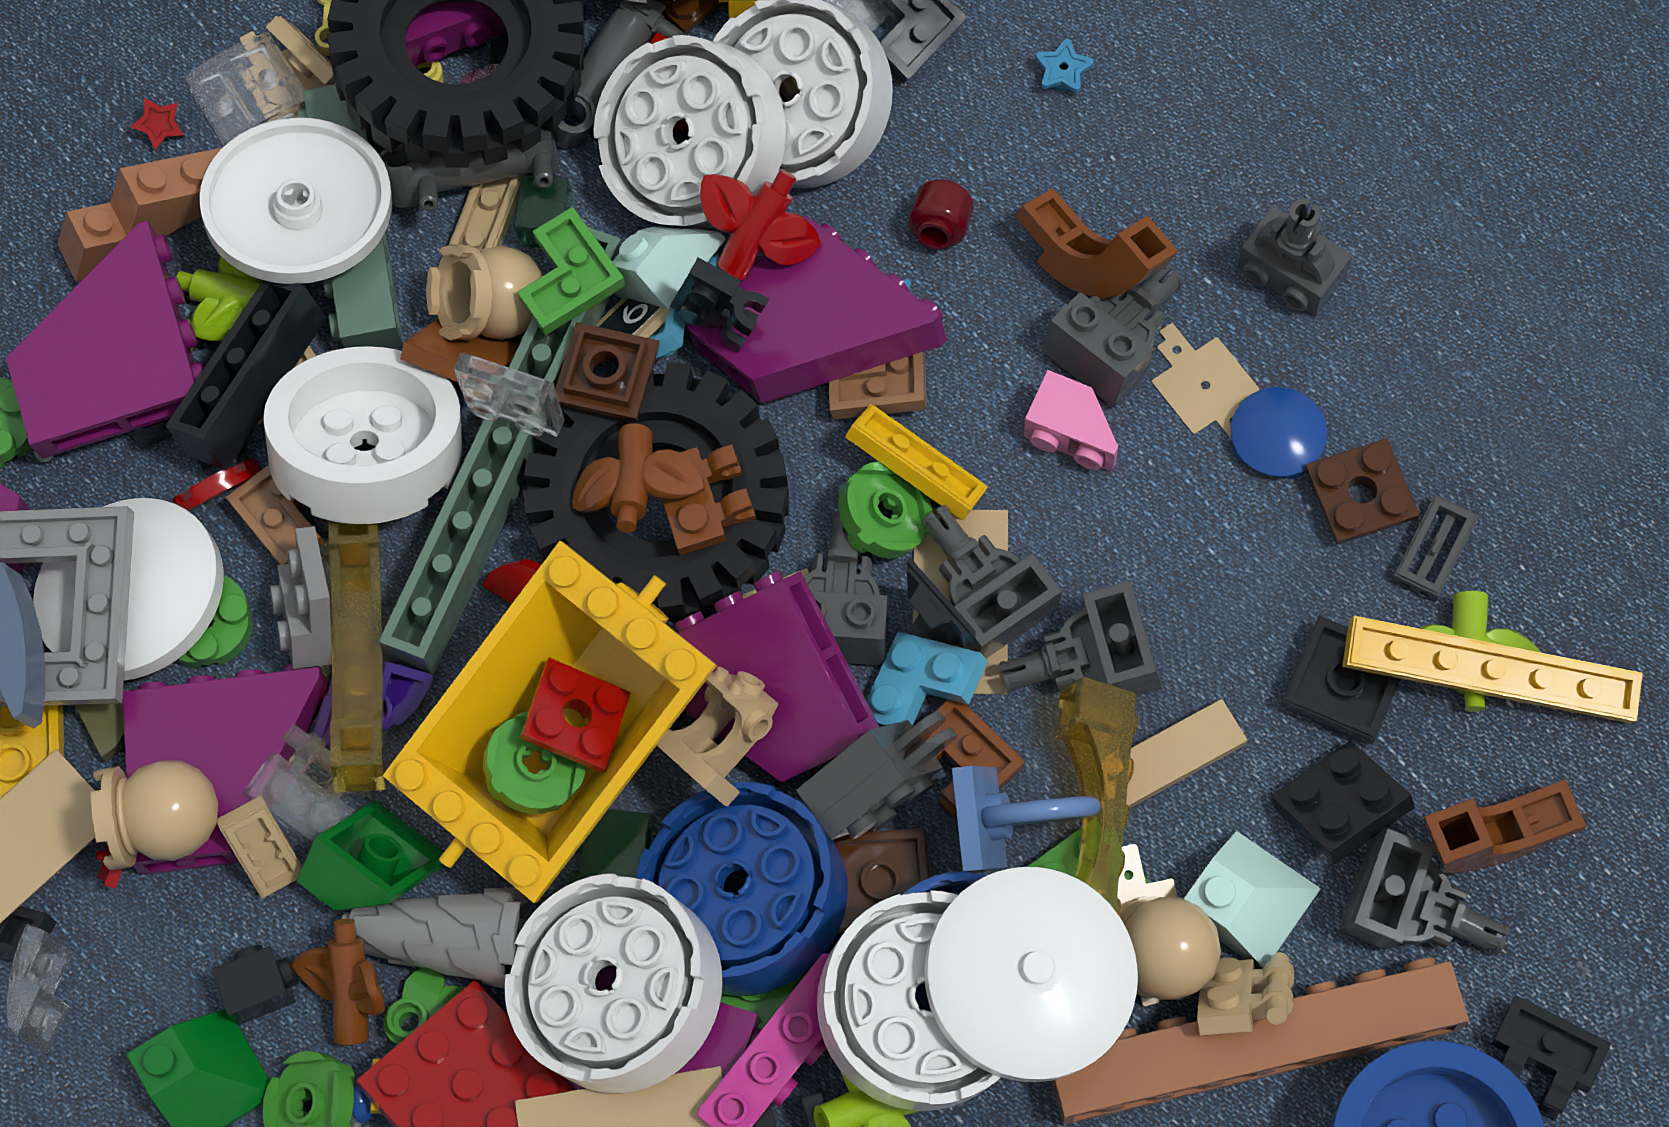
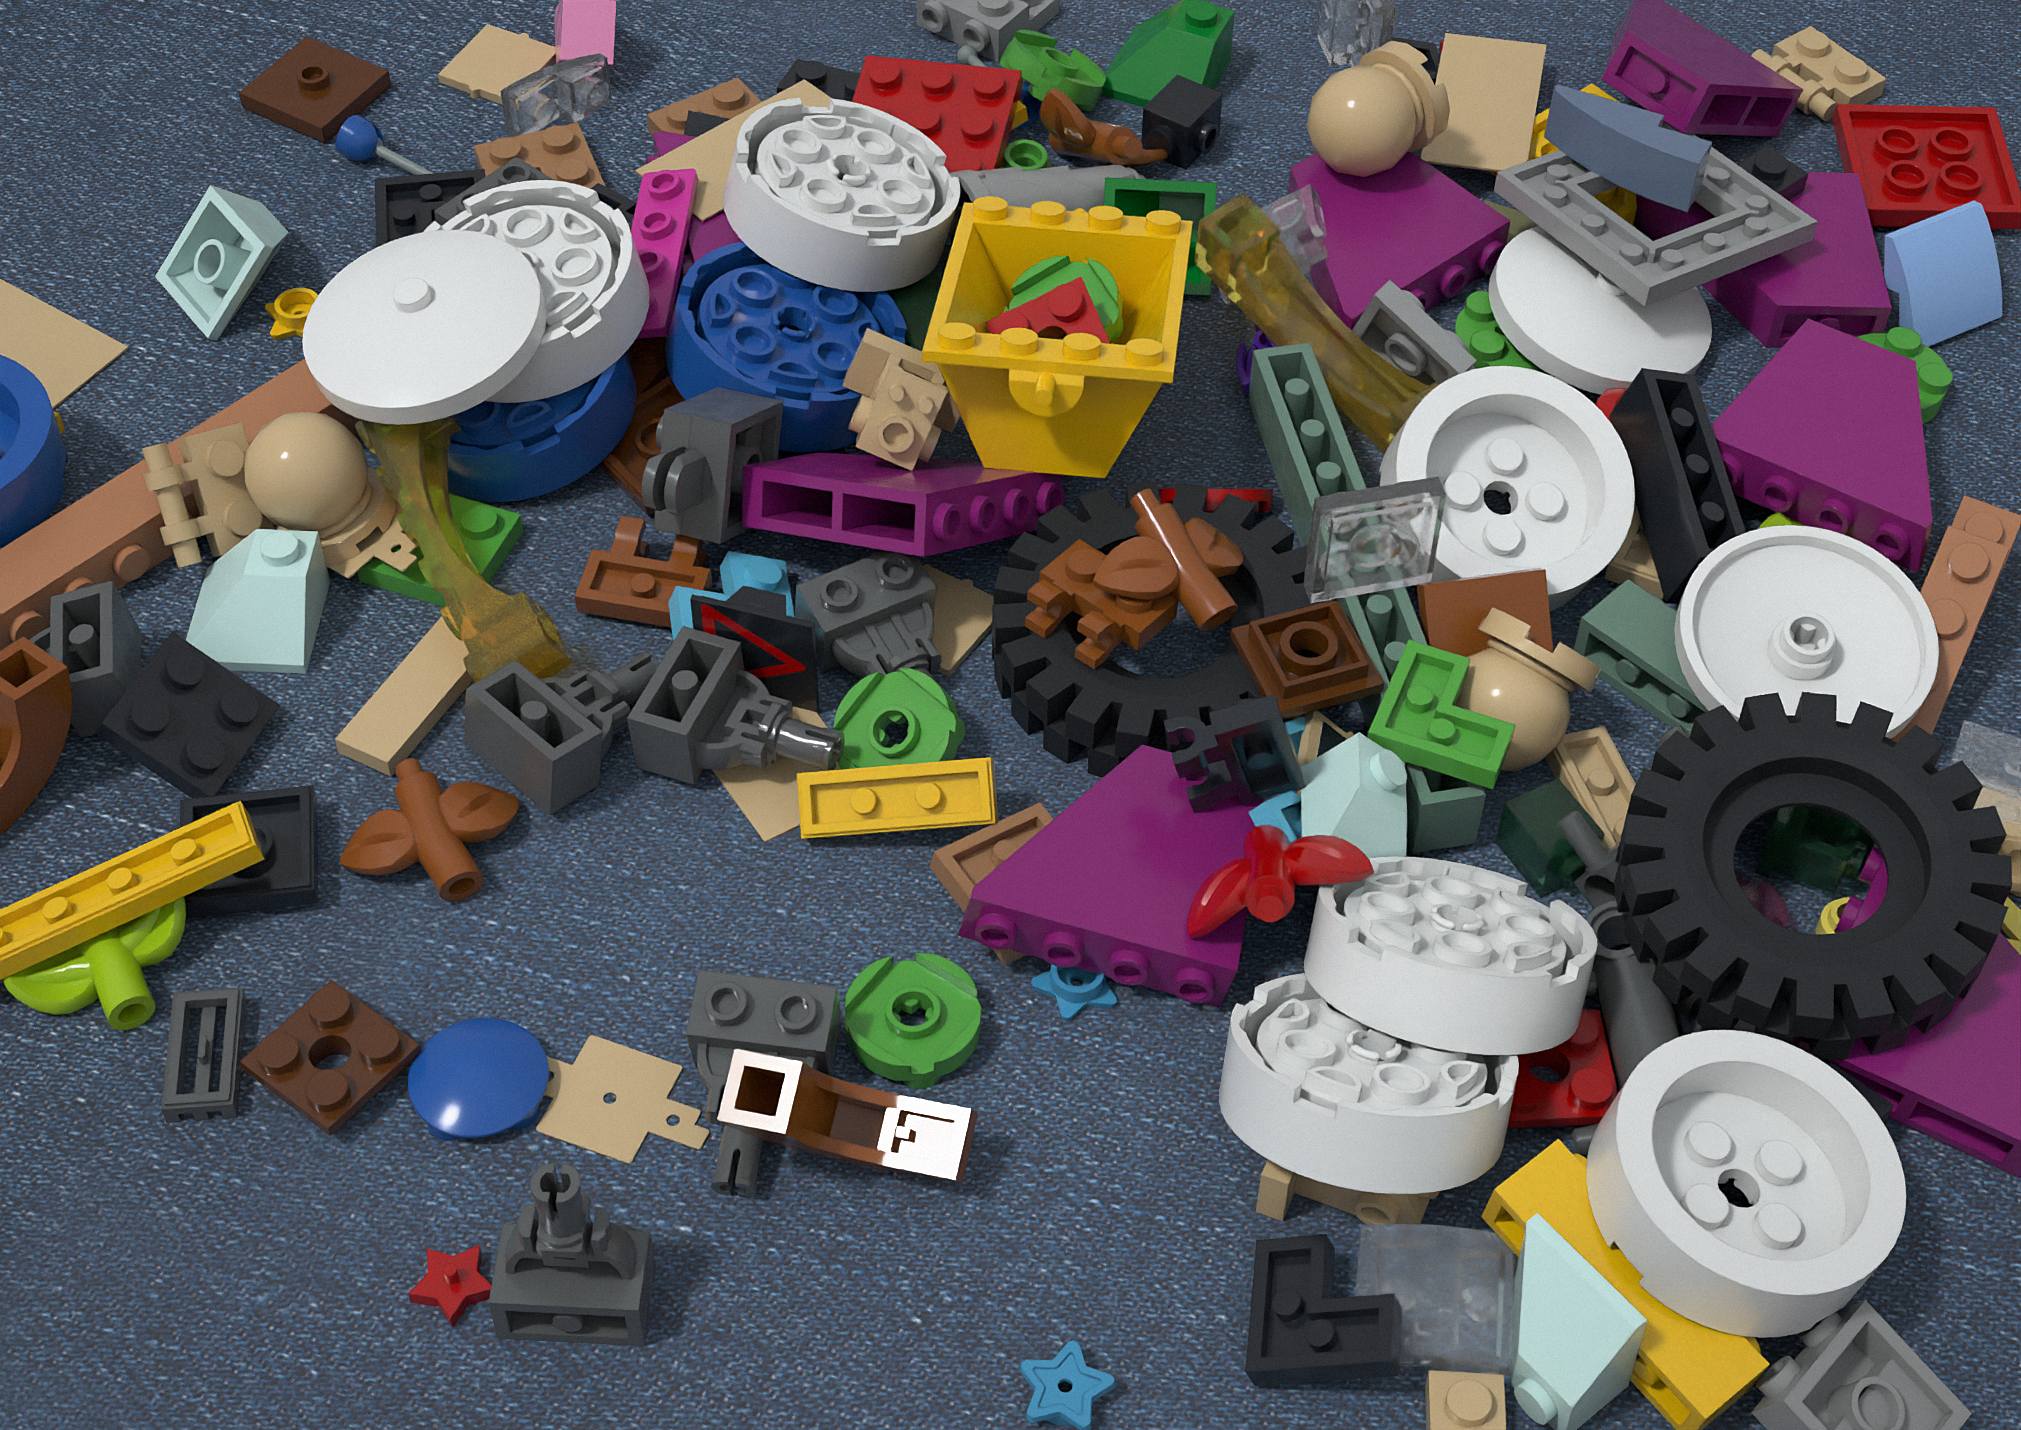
camera: 140 degrees right, 20 degrees down
(260, 846) = (1277, 175): tan plate -> none
(940, 214) = (1080, 1089): dark red head -> none
(989, 817) = (574, 484): medium blue tile -> none
(1002, 346) = (917, 1052): none -> bright green plate
(1071, 420) = (740, 934): bright pink slope -> none
(1218, 625) = (431, 830): none -> dark orange plant
(1356, 316) = (452, 1283): none -> red piece

